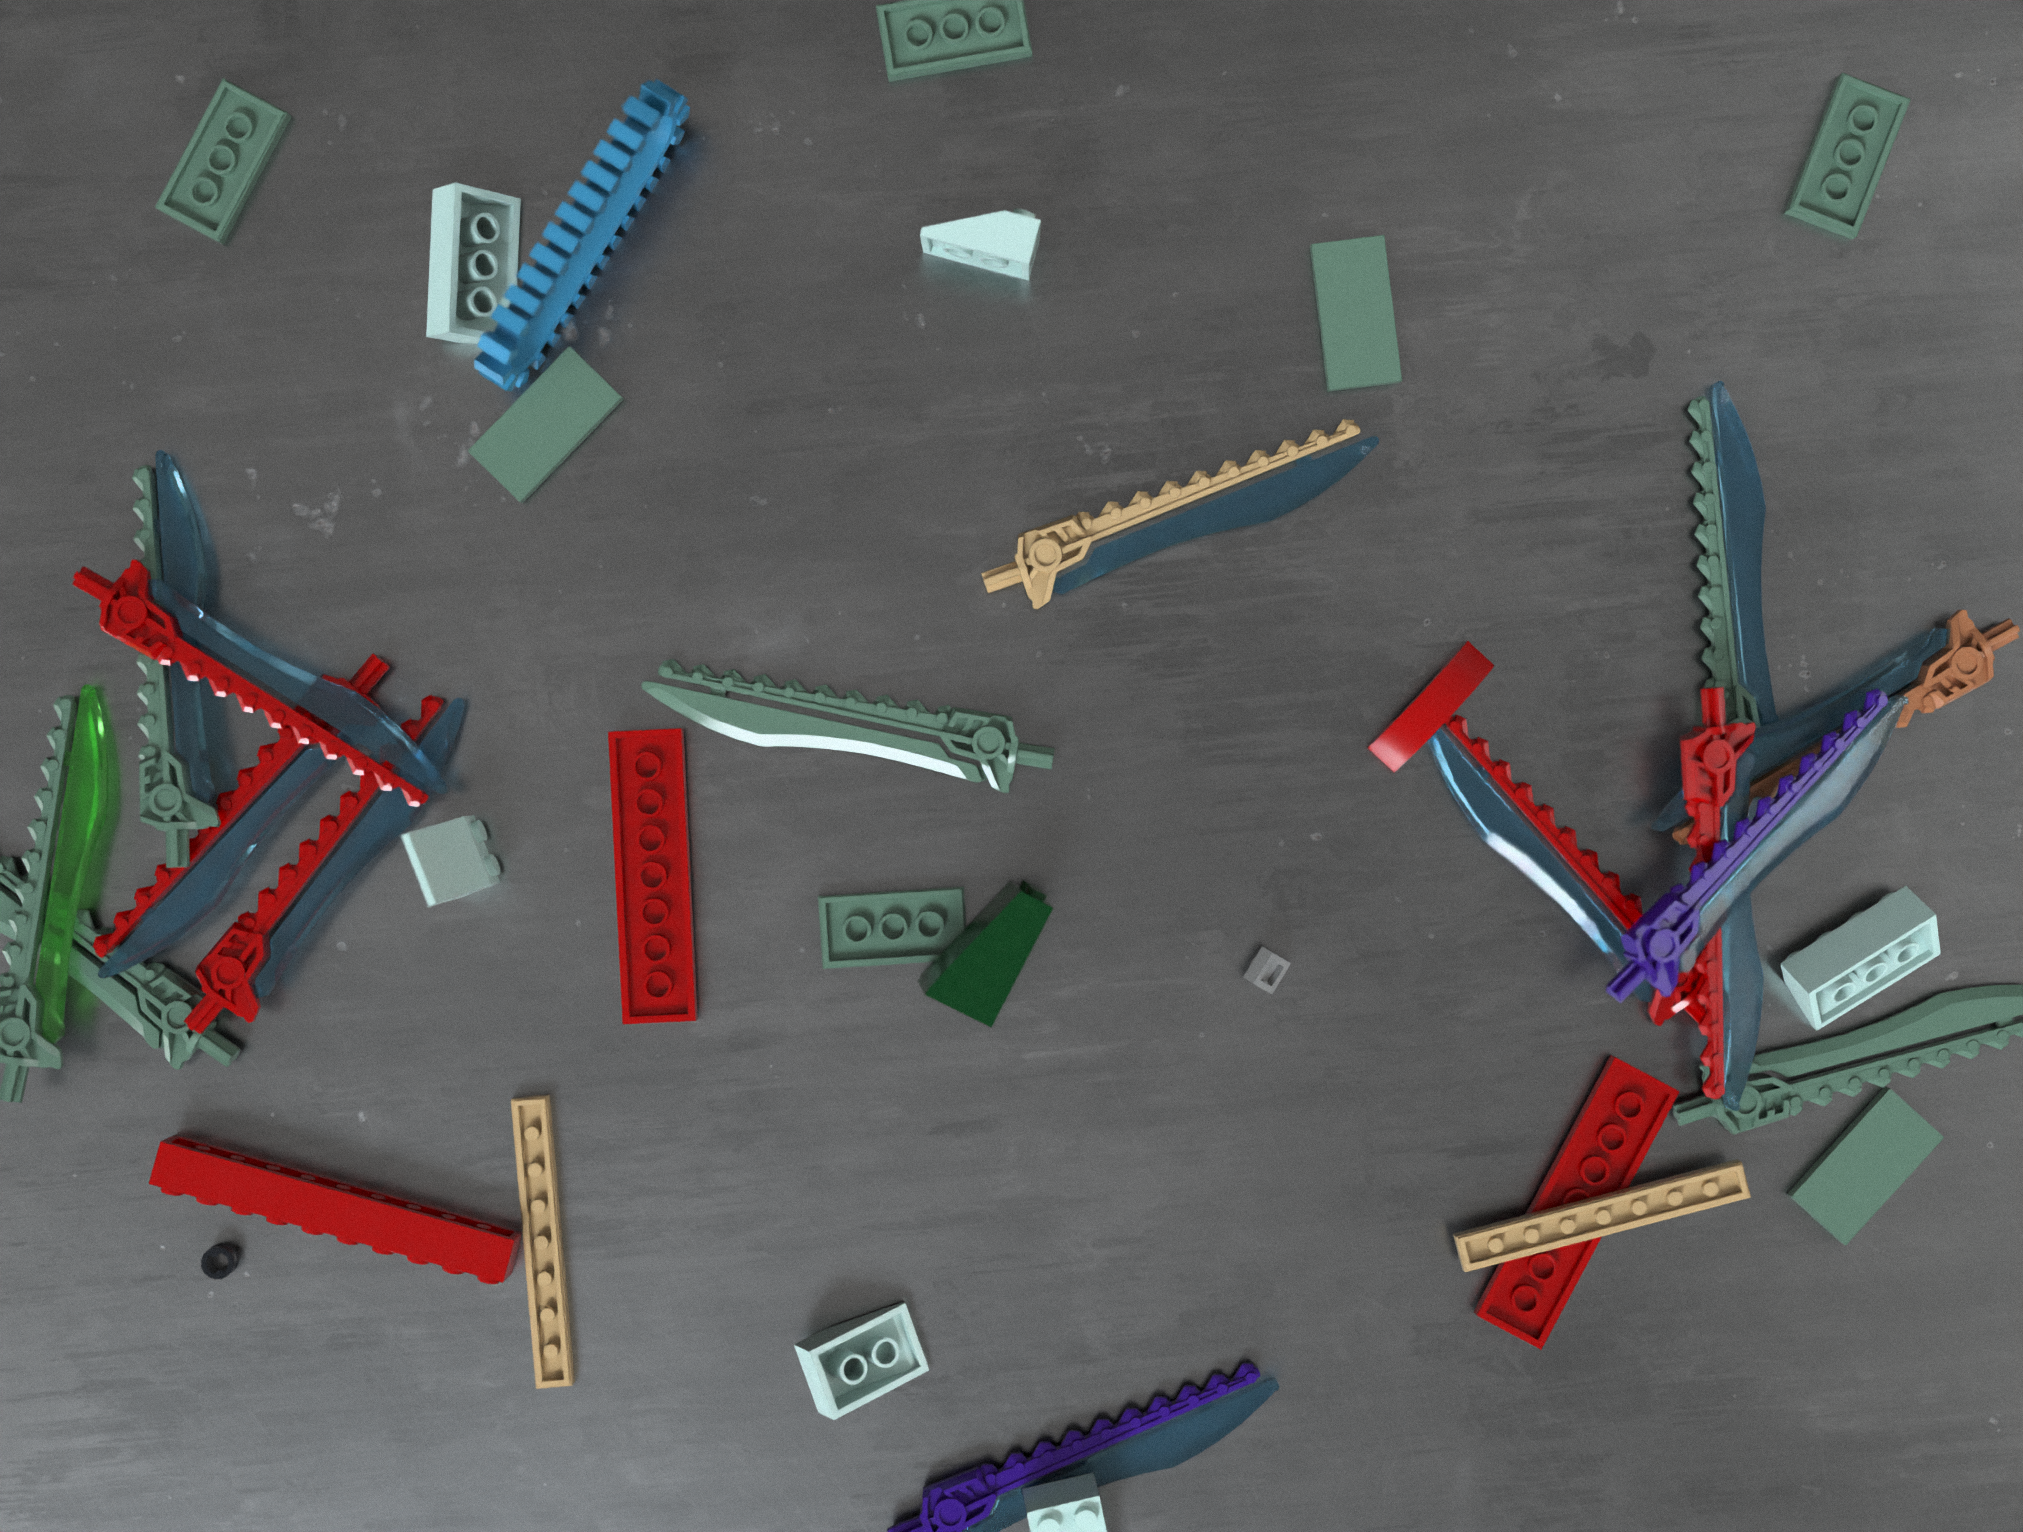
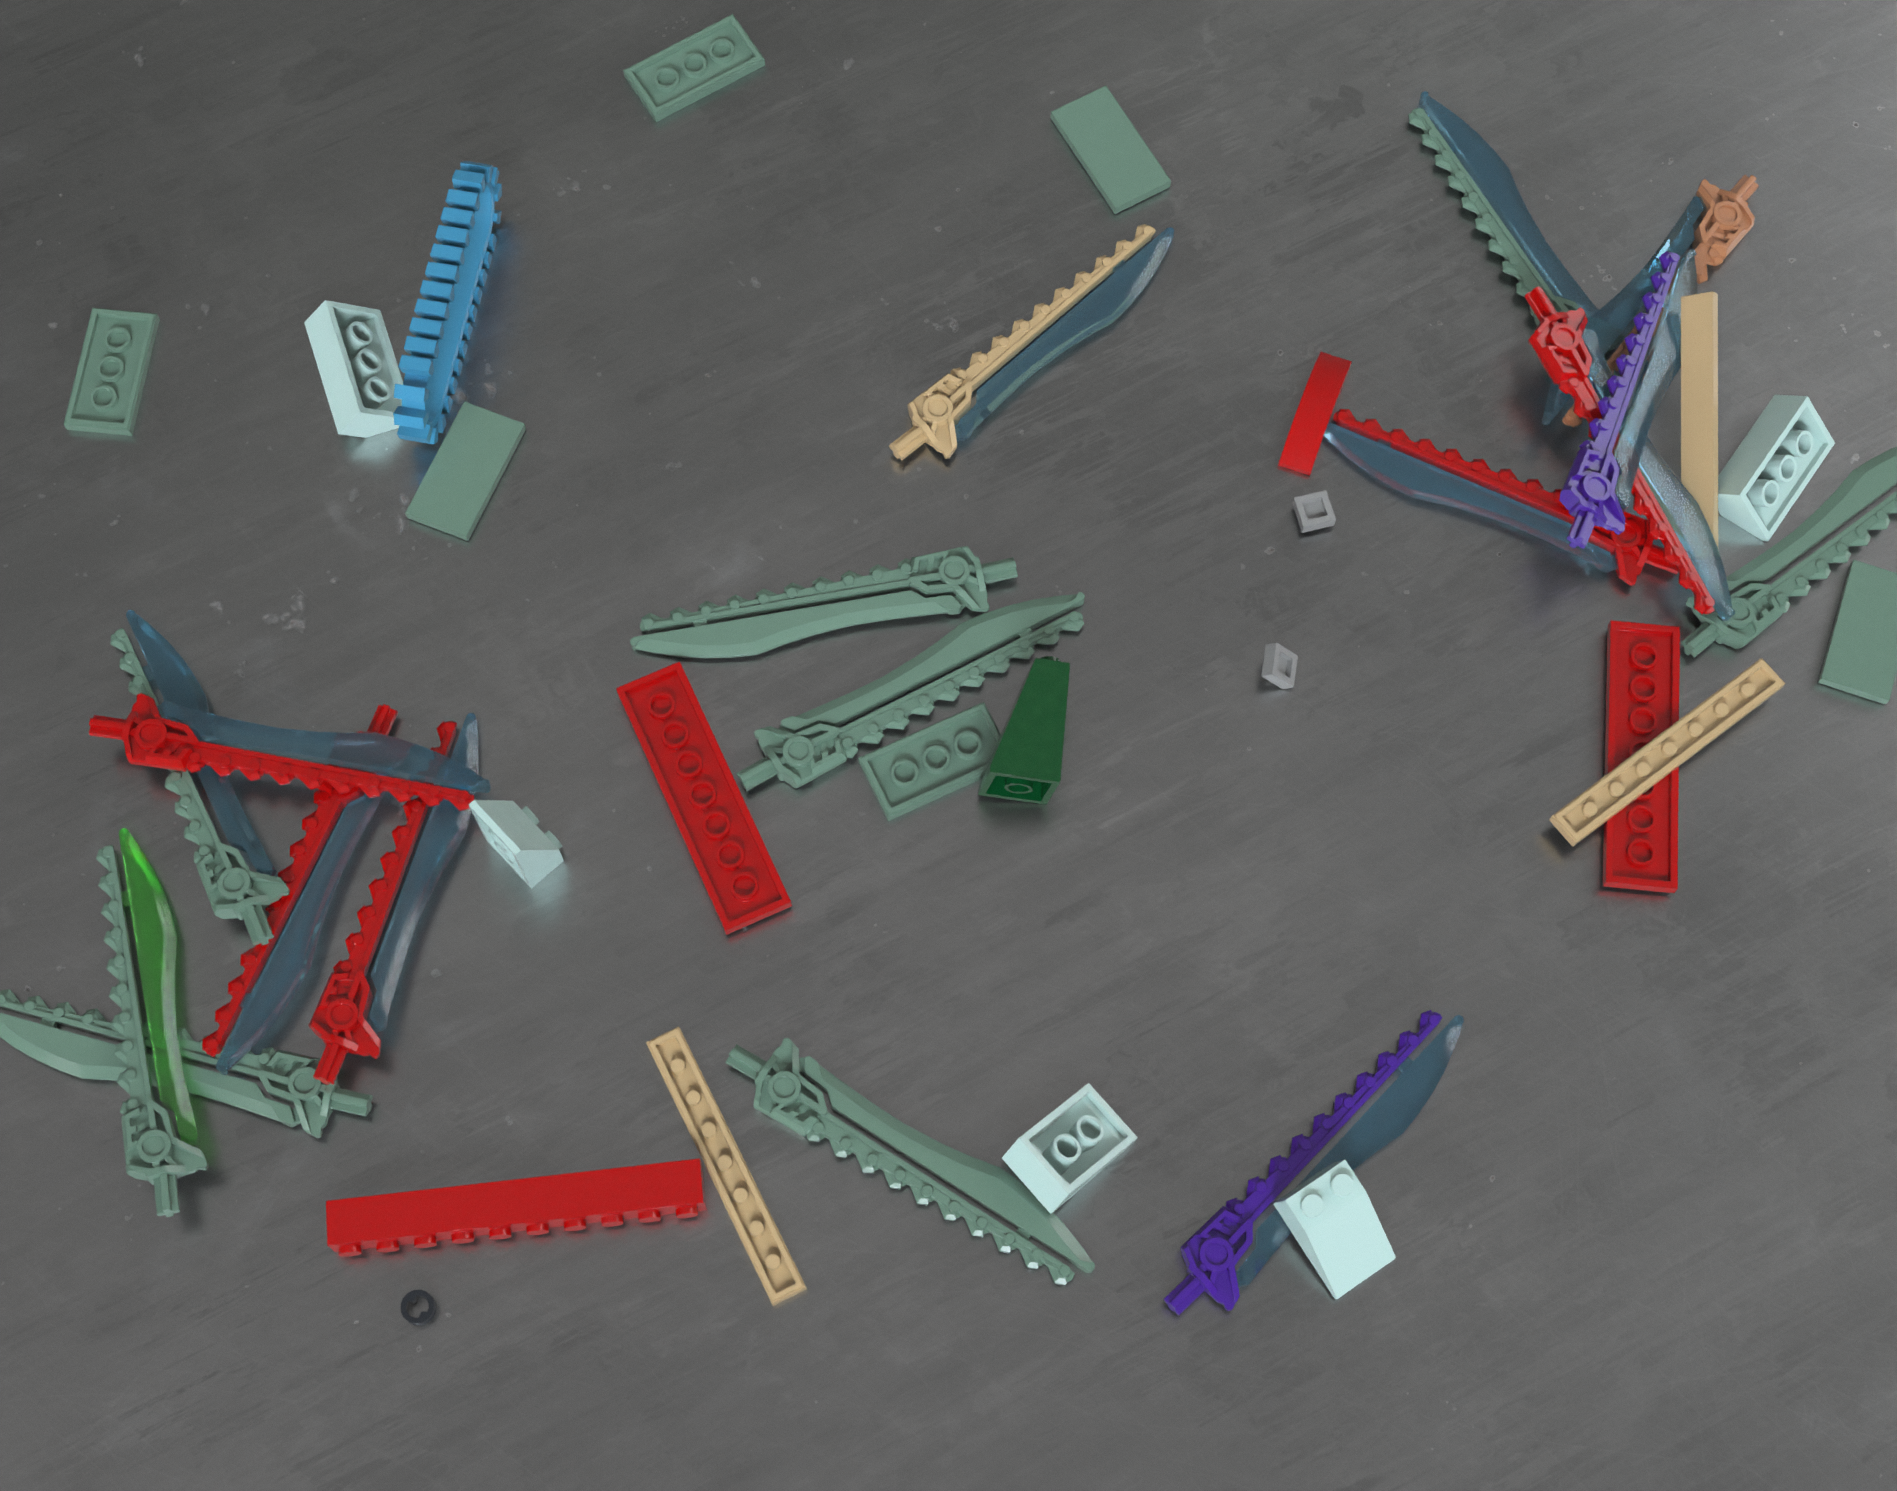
camera: 25 degrees left, 20 degrees down
(631, 1222) = (802, 1108): none -> sand green piece
(786, 874) = (813, 742): none -> sand green piece
(991, 241) = (785, 195): light aqua slope -> none
(1377, 818) = (1314, 511): none -> light grey plate
(1822, 876) = (1700, 402): none -> tan tile

